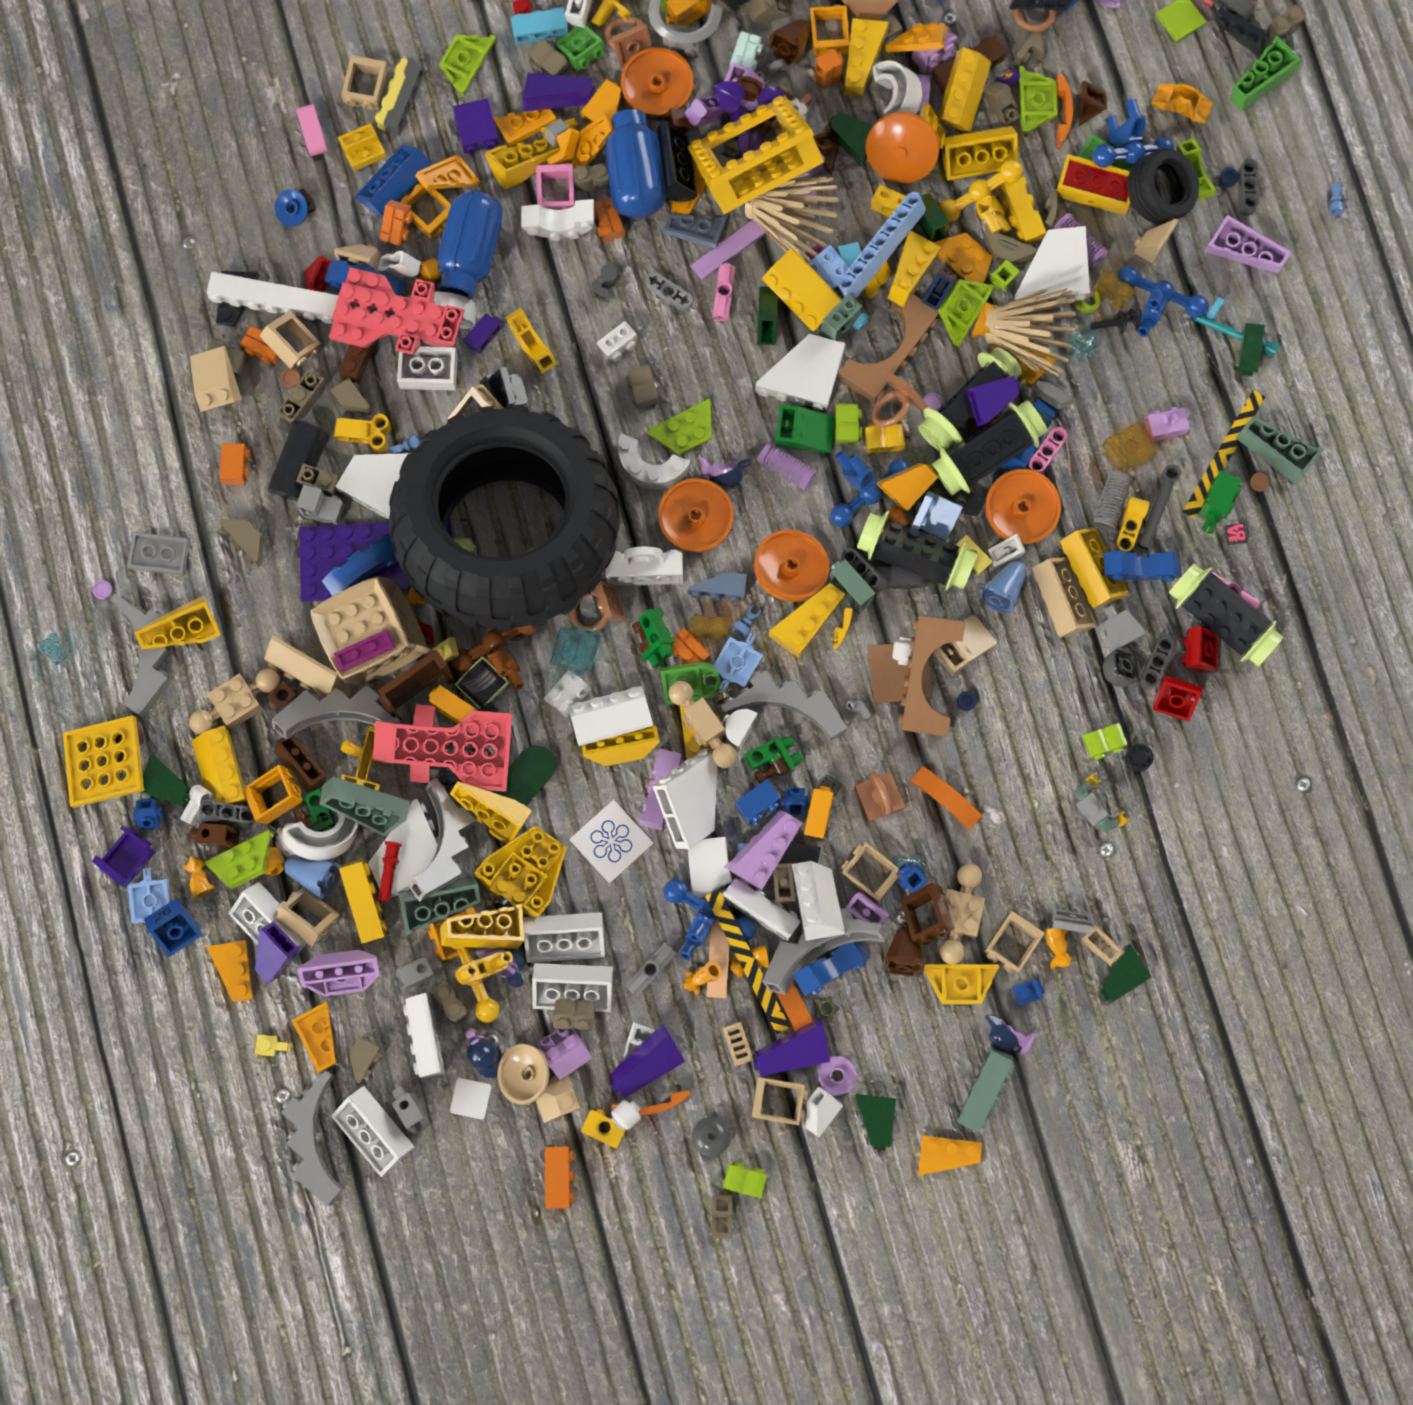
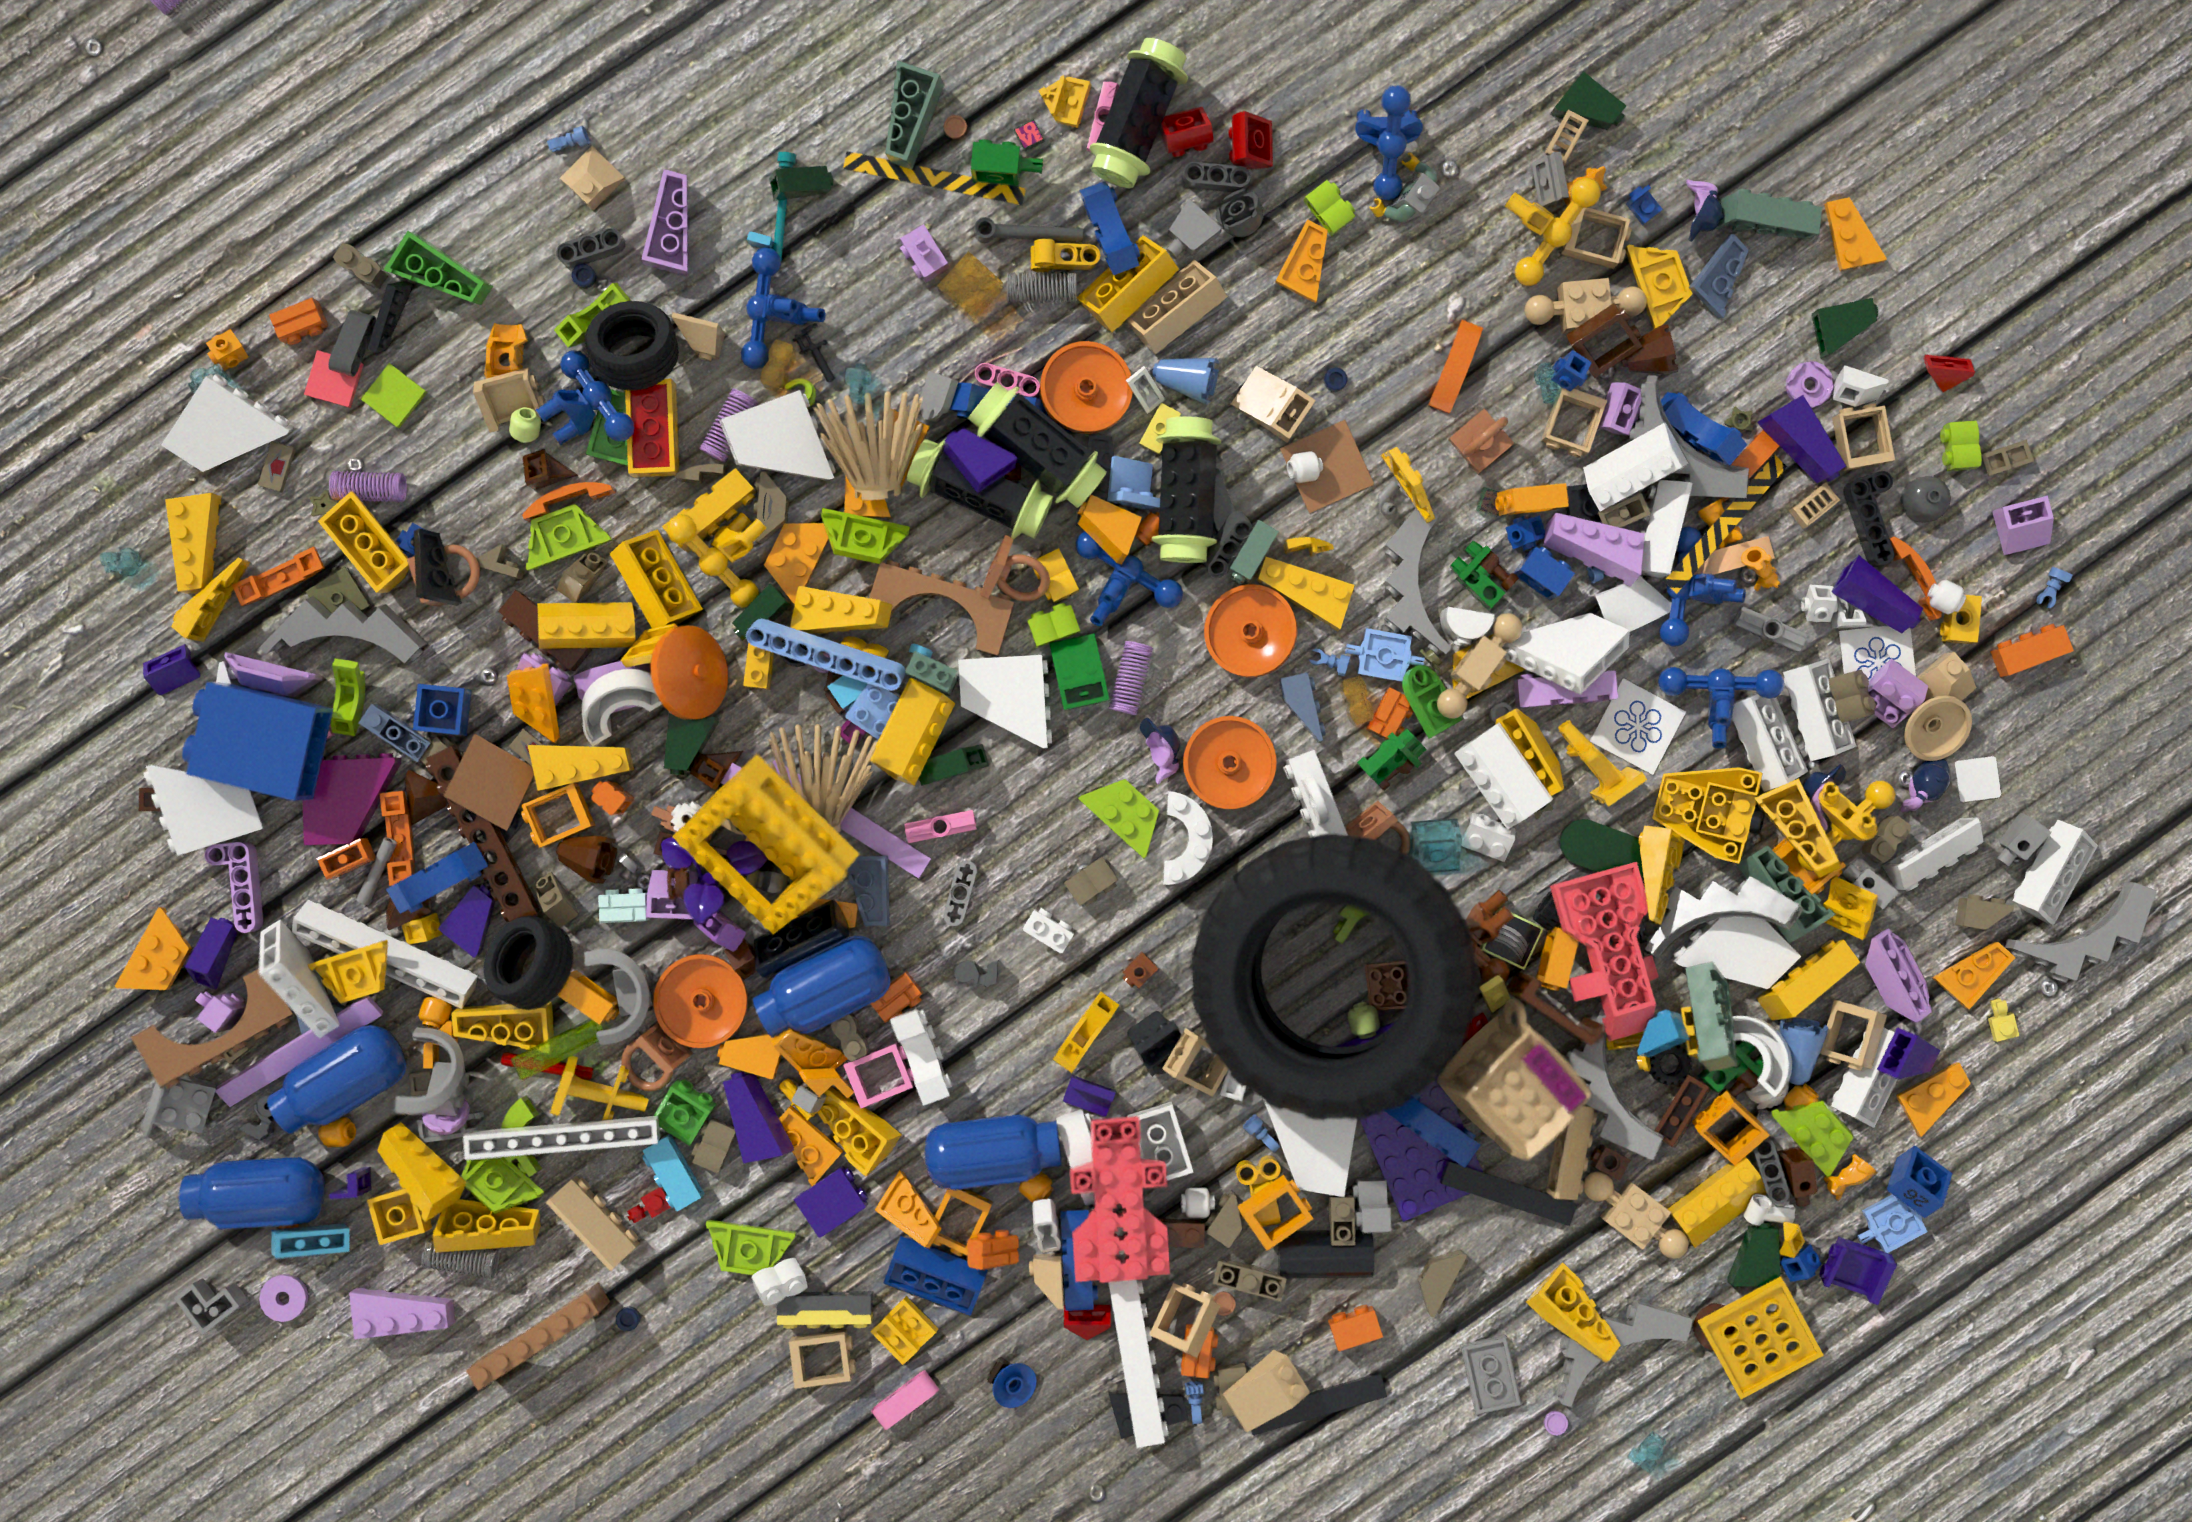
camera: 110 degrees left, 10 degrees up
(168, 810) = (1793, 1240): none -> yellow slope
(187, 427) = (1329, 1401): none -> black tile
(235, 334) = (1194, 1389): none -> medium blue piece
(289, 610) = (1507, 1193): none -> black tile
(336, 758) = (1678, 1075): none -> black tyre
(337, 413) = (1265, 1197): none -> light orange window
(365, 762) = (1662, 1033): none -> dark azure slope
(373, 381) = (1197, 1202): none -> white head
(390, 861) = (1761, 963): red pin -> none
(407, 949) = (1852, 907): none -> yellow slope
(432, 68) = (779, 1281): none -> white brick
(562, 399) = (1139, 970): none -> dark orange brick
(575, 799) = (1612, 781): none -> yellow piece
(607, 1048) = (1874, 647): none -> white sticker
(610, 904) = (1721, 686): none -> blue connector
(610, 1222) = (2057, 577): none -> medium blue piece
(656, 1015) = (1819, 603): none -> white brick
(661, 1207) = (2024, 525): none -> lavender slope
(708, 1084) = (1874, 519): none -> black beam
(810, 1193) = (1948, 370): none -> red slope
(871, 719) = (1409, 480): none -> yellow wing
(929, 635) = (1287, 439): medium nougat arch -> none
(933, 401) = (989, 536): lavender piece -> none
(940, 286) = (843, 569): dark blue torso -> none
(950, 1032) = (1717, 278): none -> sand blue wing
(1007, 271) = (799, 495): lime brick -> none
(1008, 77) = (546, 579): dark purple tile -> none
(1041, 897) = (1555, 230): none -> yellow connector
(1068, 708) = (1304, 264): none -> light orange wing
(1127, 93) = (525, 425): none -> yellowish green head
(1138, 758) = (1335, 164): black wheel -> none
(1147, 801) = (1390, 136): none -> blue connector
(1153, 89) = (505, 394): none -> tan panel
(1254, 571) = (1067, 99): none -> yellow slope
(1301, 206) = (592, 178): none -> tan slope

